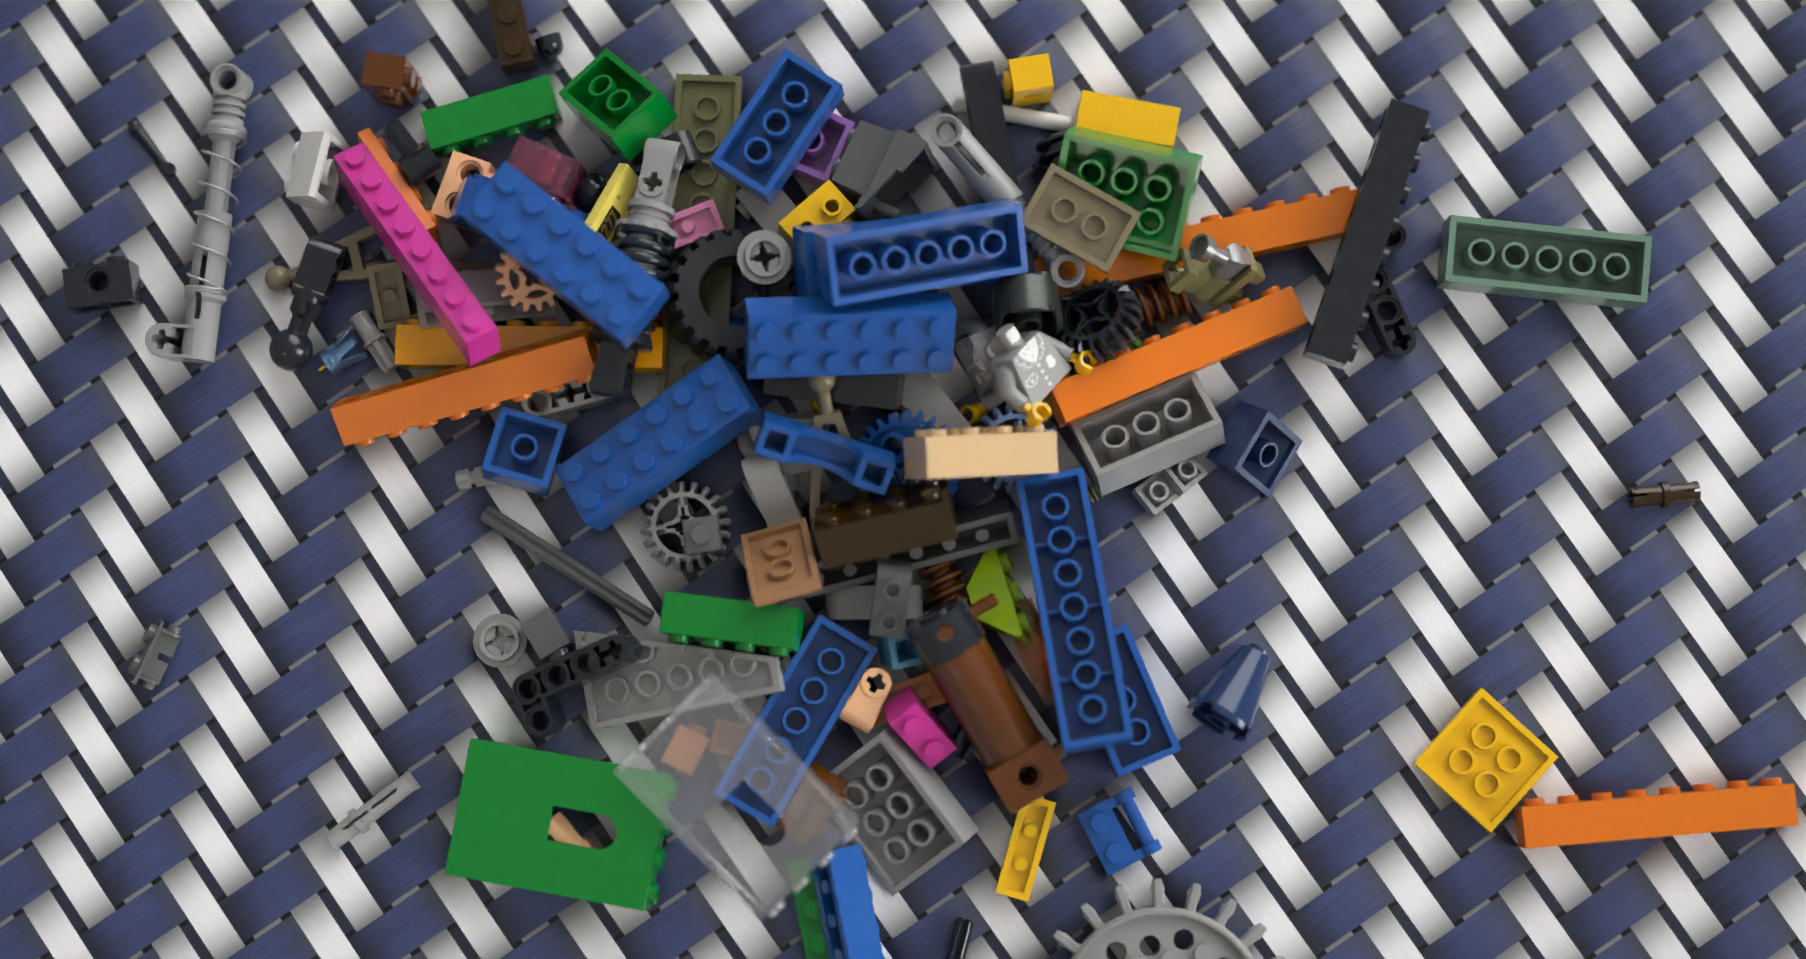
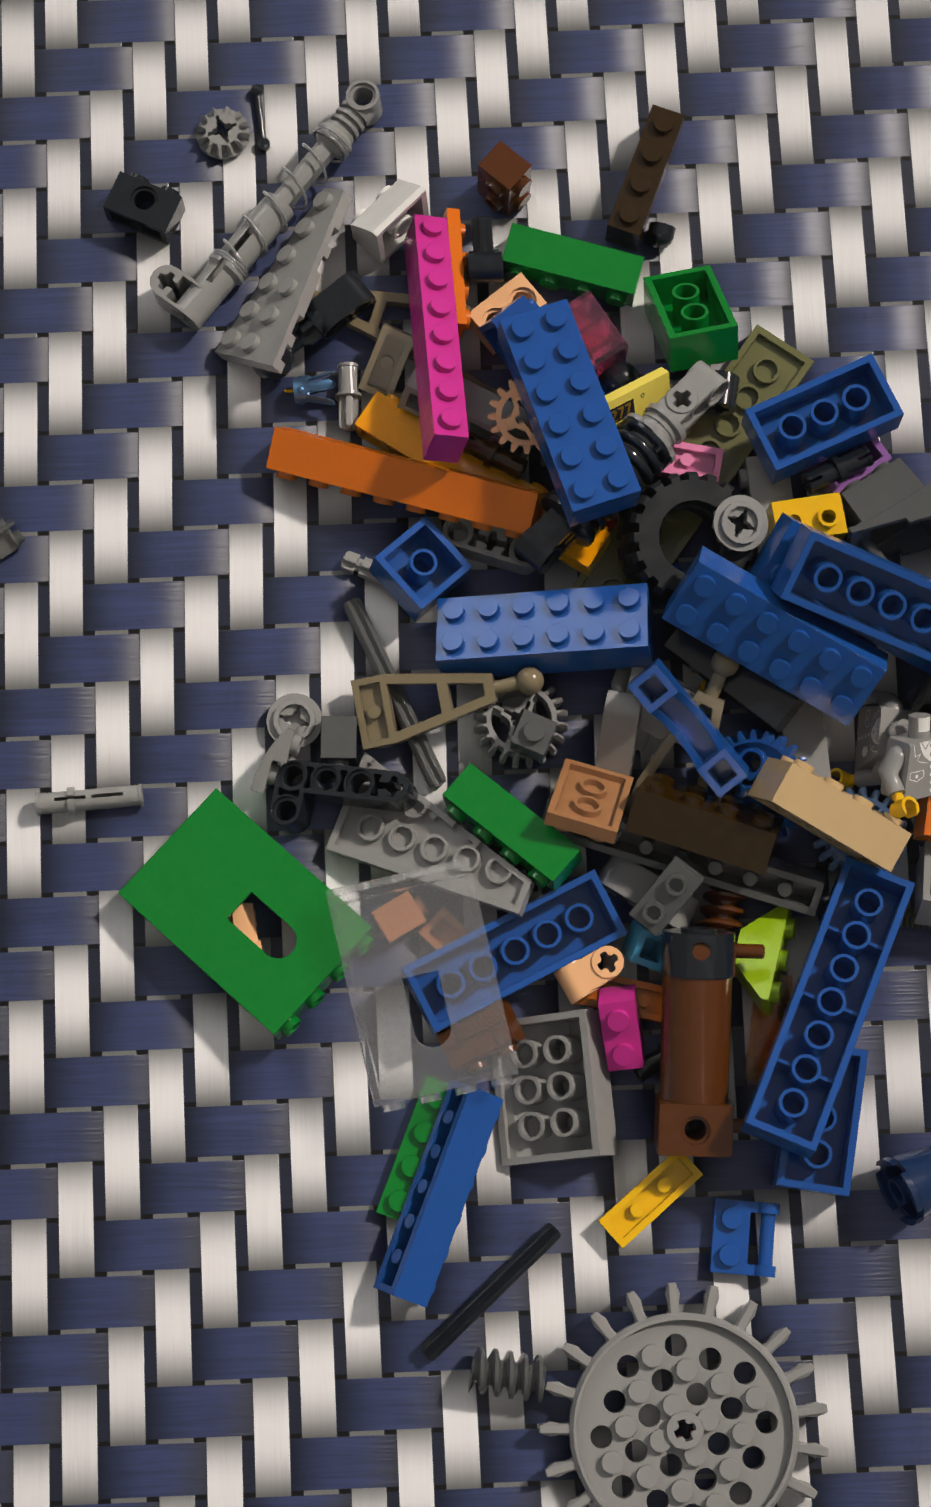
camera: 30 degrees right, 5 degrees down
(128, 195) = (214, 144): none -> light grey gear
(266, 283) = (286, 290): none -> light grey wing
(504, 675) = (281, 751): none -> light grey slope
(526, 321) = (495, 456): none -> dark brown pin
(562, 591) = (376, 709): none -> dark tan plate
(815, 161) = (837, 469): none -> black pin

